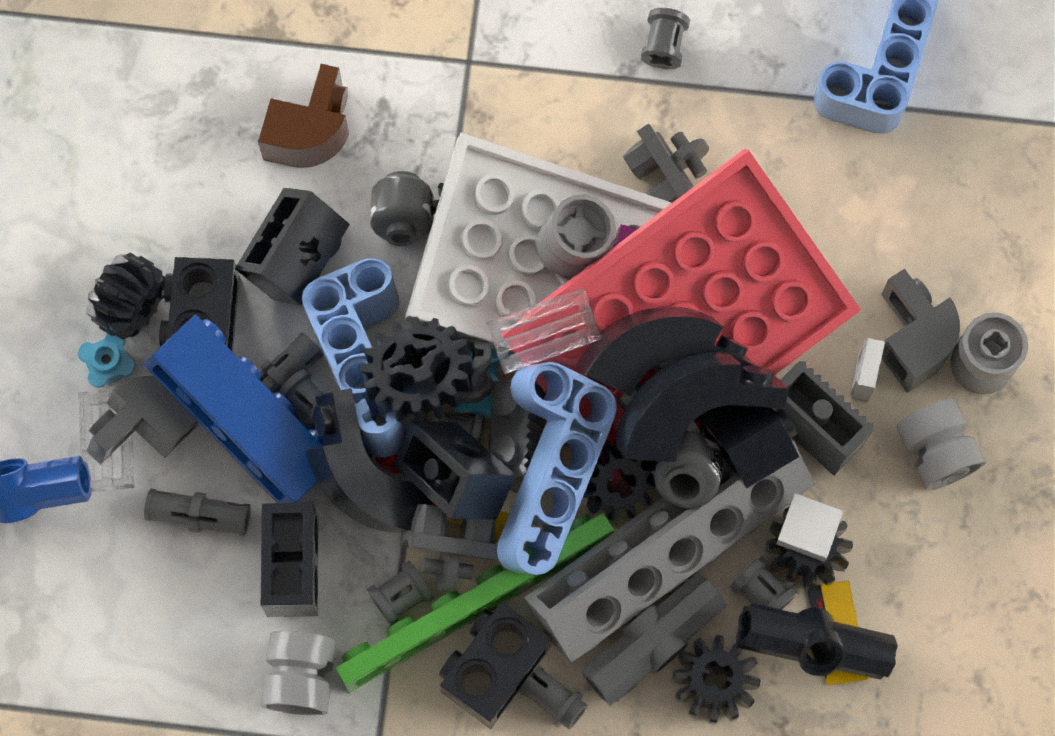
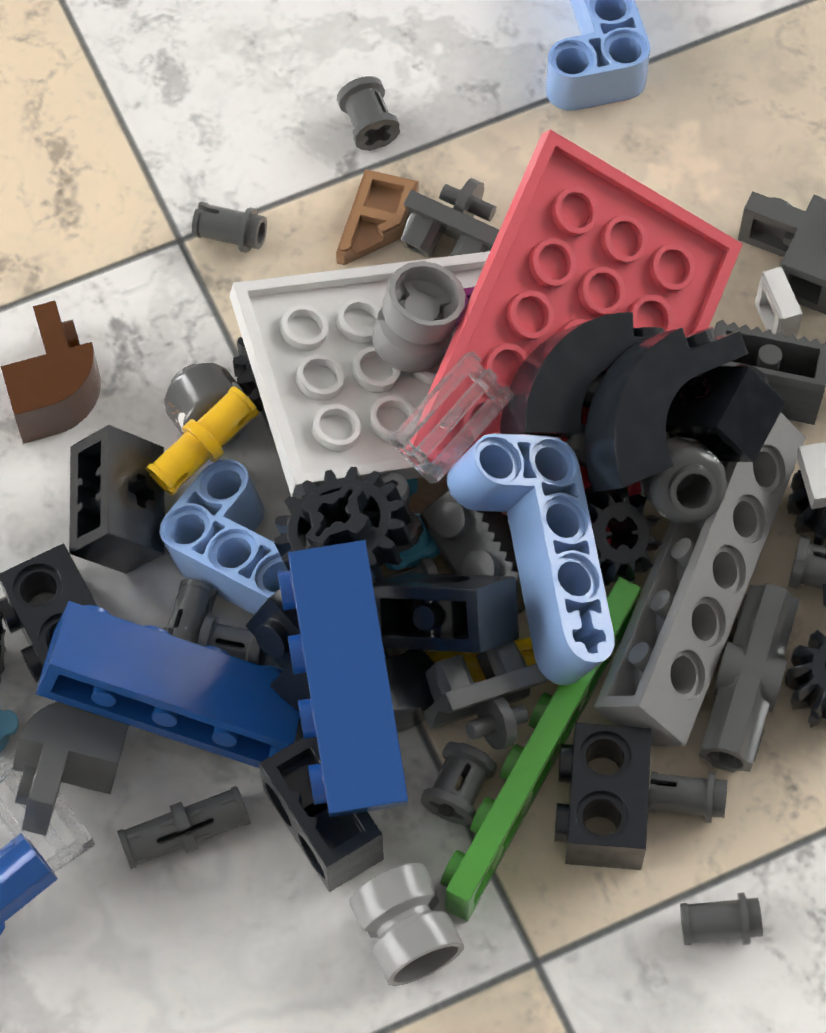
camera: 30 degrees left, 10 degrees down
(342, 486) = (346, 679): none -> blue brick
(372, 238) = (202, 440): none -> yellow pin
(514, 80) = (230, 226): none -> dark grey pin
(618, 123) = (375, 215): none -> medium nougat tile

